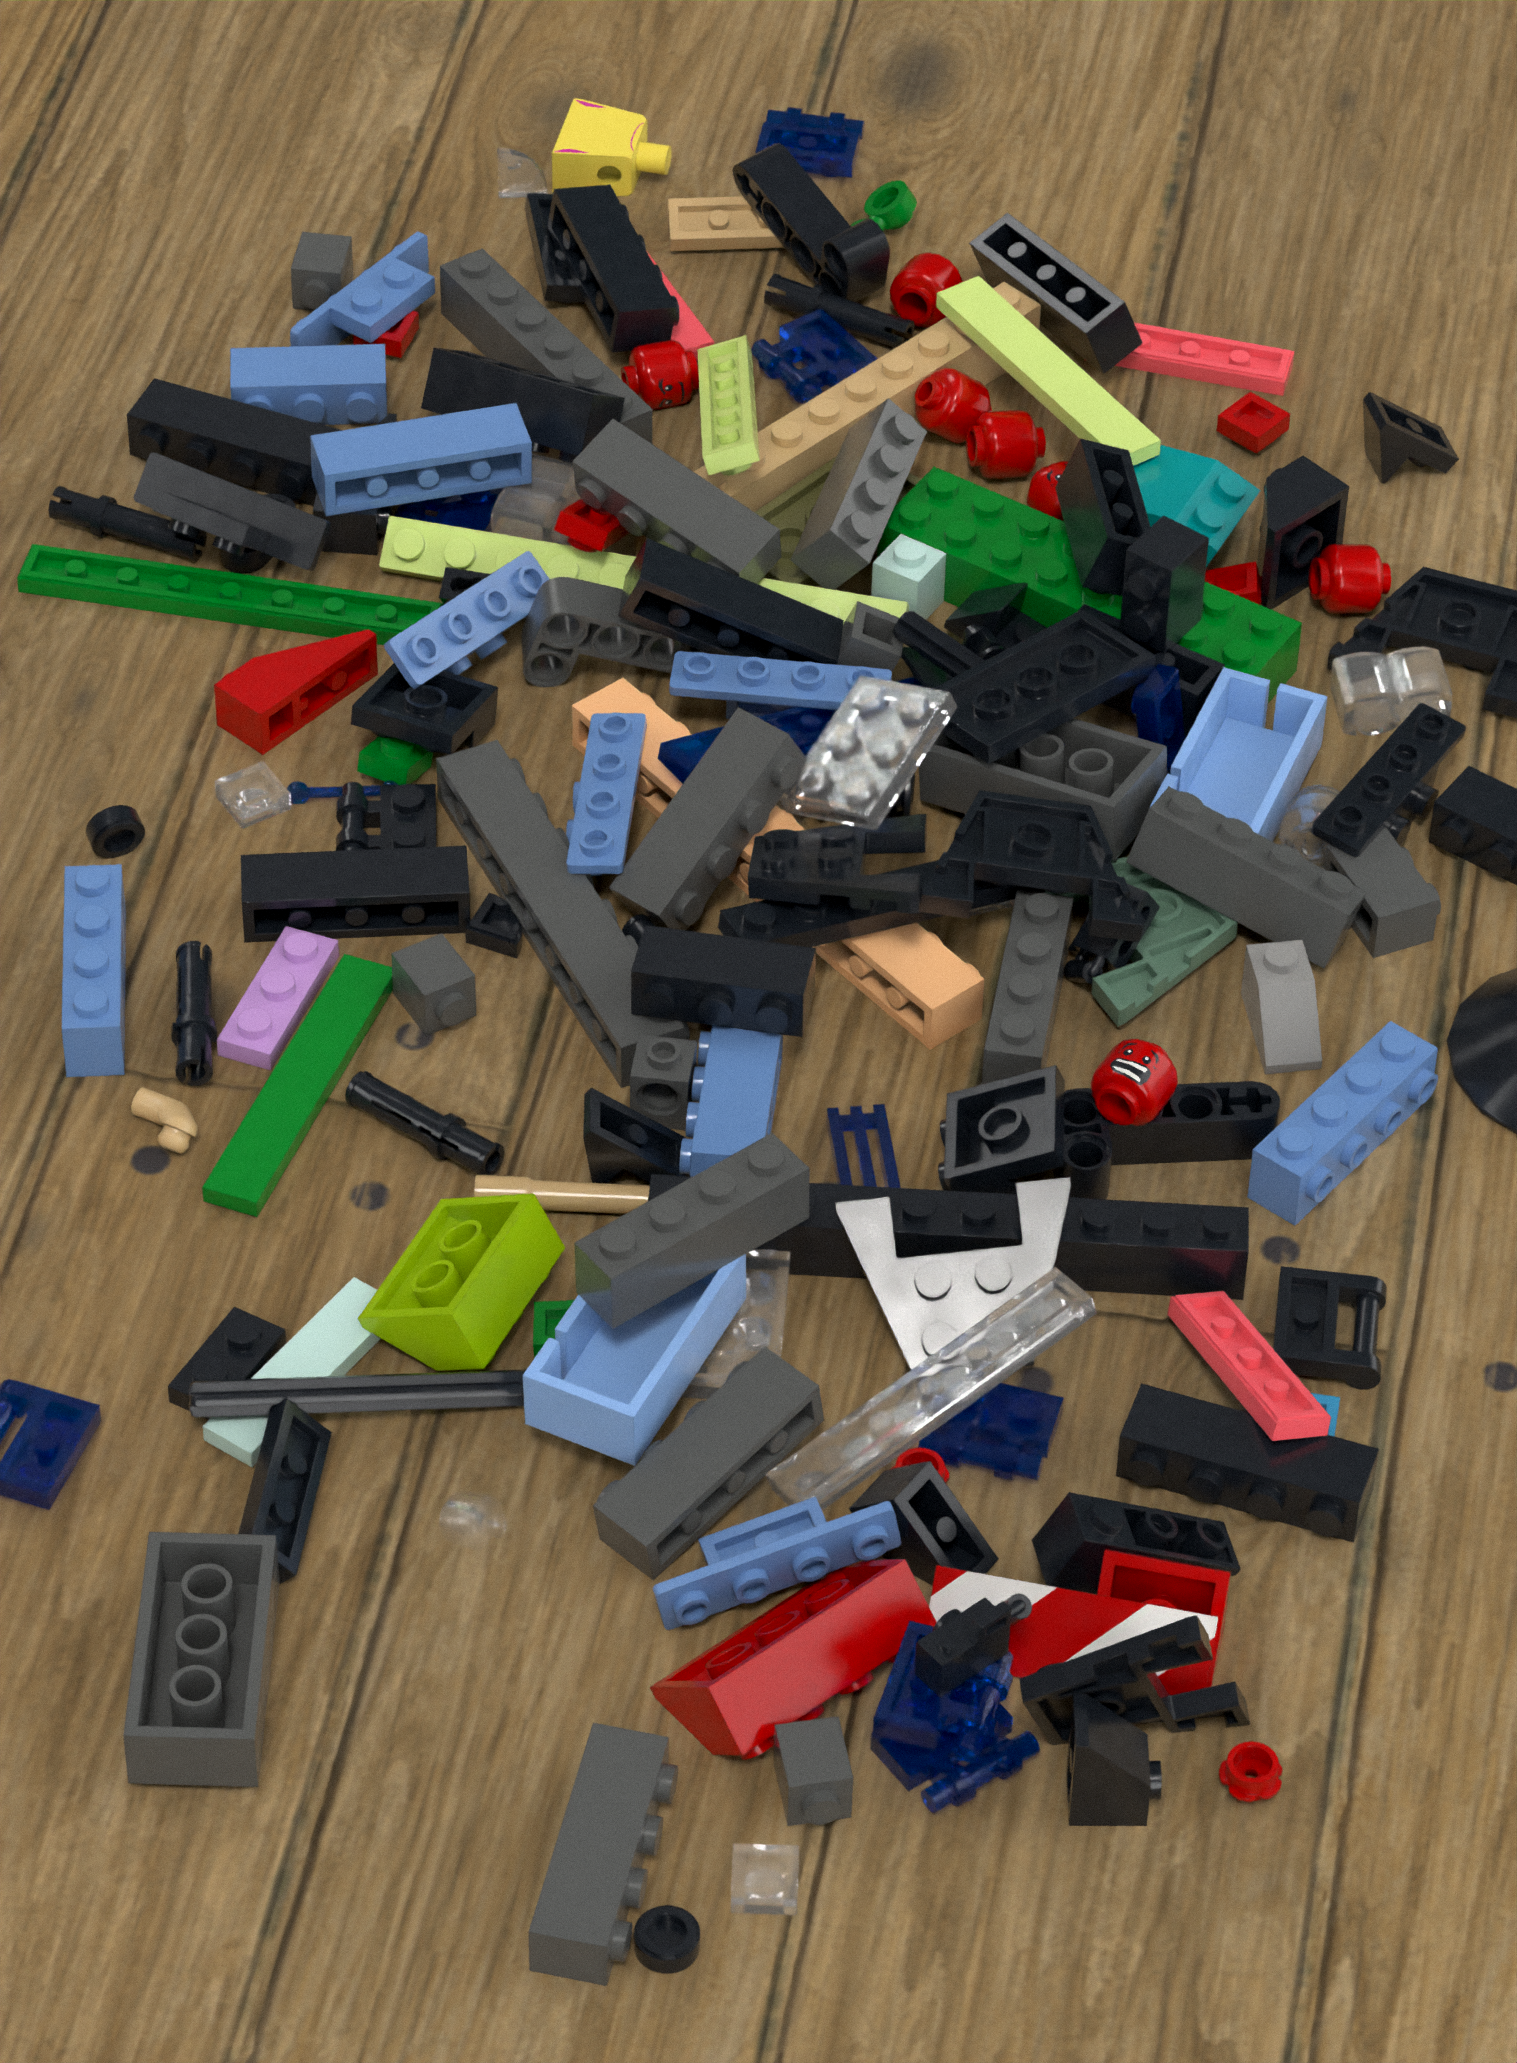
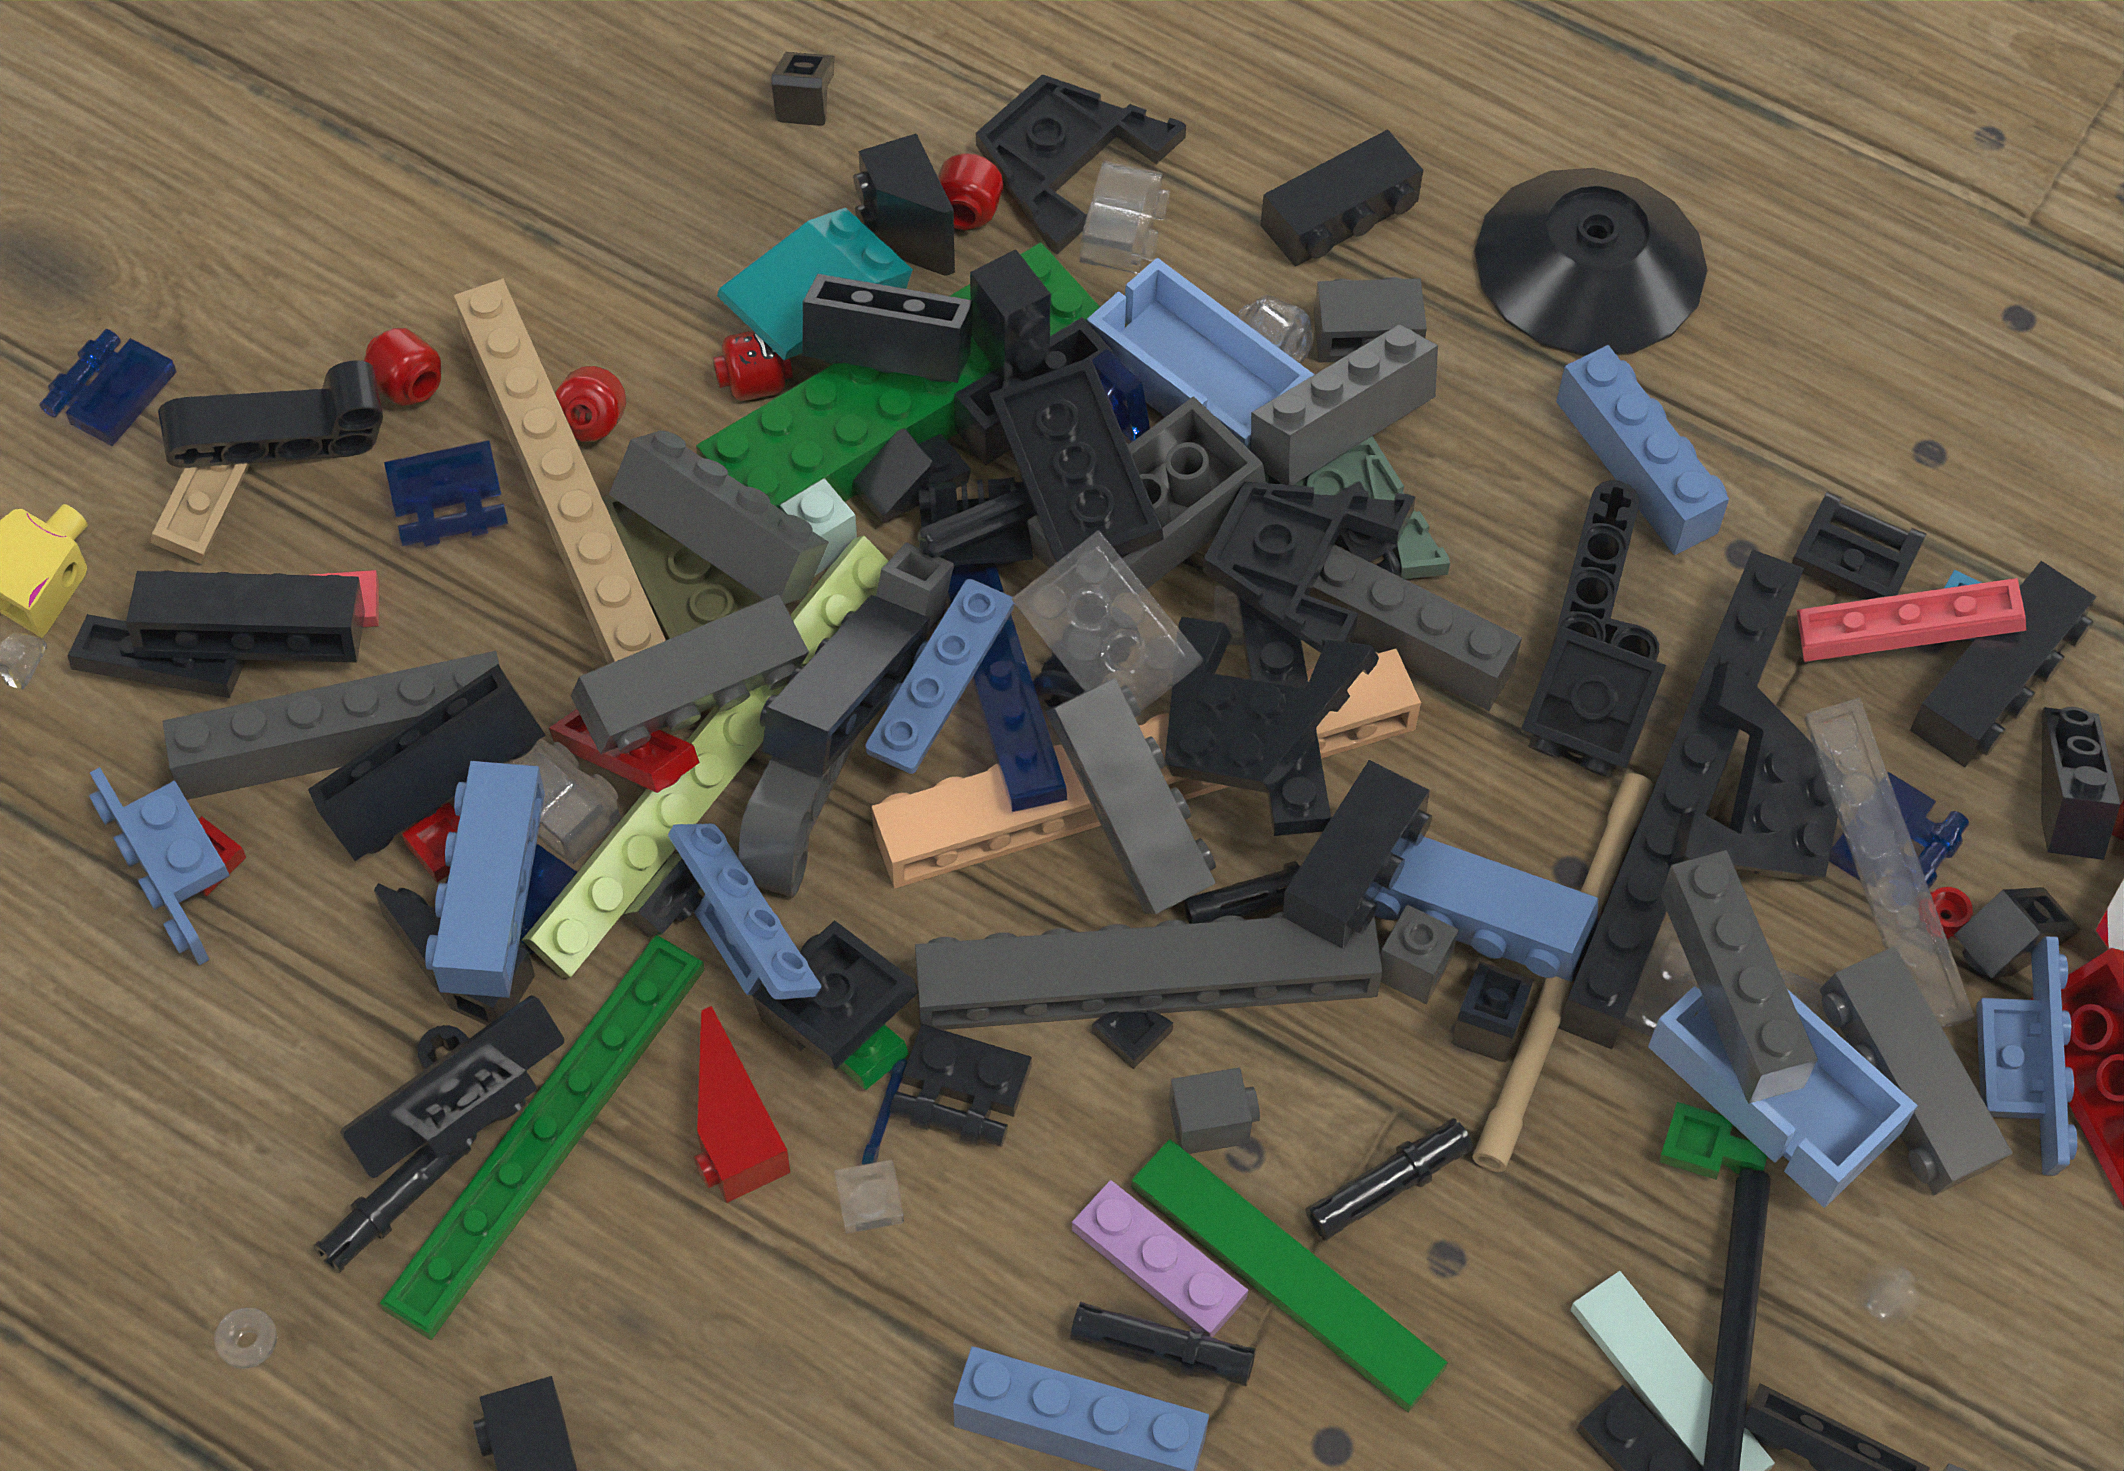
camera: 70 degrees left, 15 degrees up
(115, 831) = (875, 1344): black tile -> none
(167, 1112) = (1299, 1404): tan arm -> none
(226, 439) = (319, 1054): black brick -> none
(313, 381) = (263, 956): medium blue brick -> none
(320, 268) = (83, 887): dark grey brick -> none
(356, 892) = (1054, 1144): black brick -> none
(465, 1280) = (1620, 1207): lime slope -> none
(606, 794) = (1037, 878): medium blue bracket -> none
(662, 374) = (406, 631): red head -> none
(728, 407) = (529, 582): yellowish green plate -> none
(848, 314) = (367, 463): black pin -> none
(859, 1123) = (1542, 817): clear blue tile -> none
(890, 205) = (238, 359): green plate -> none
(1005, 444) = (661, 382): red head -> none
(1044, 369) = (627, 305): yellowish green tile -> none
(1071, 301) = (517, 250): black brick -> none
(1133, 1082) = (1590, 576): red head -> none
(1211, 359) = (583, 200): coral tile -> none
(1238, 579) = (938, 274): red plate -> none
(1253, 422) = (713, 184): red plate -> none
(1282, 1006) = (1484, 442): light grey slope -> none
(1392, 784) = (1266, 256): black bracket -> none

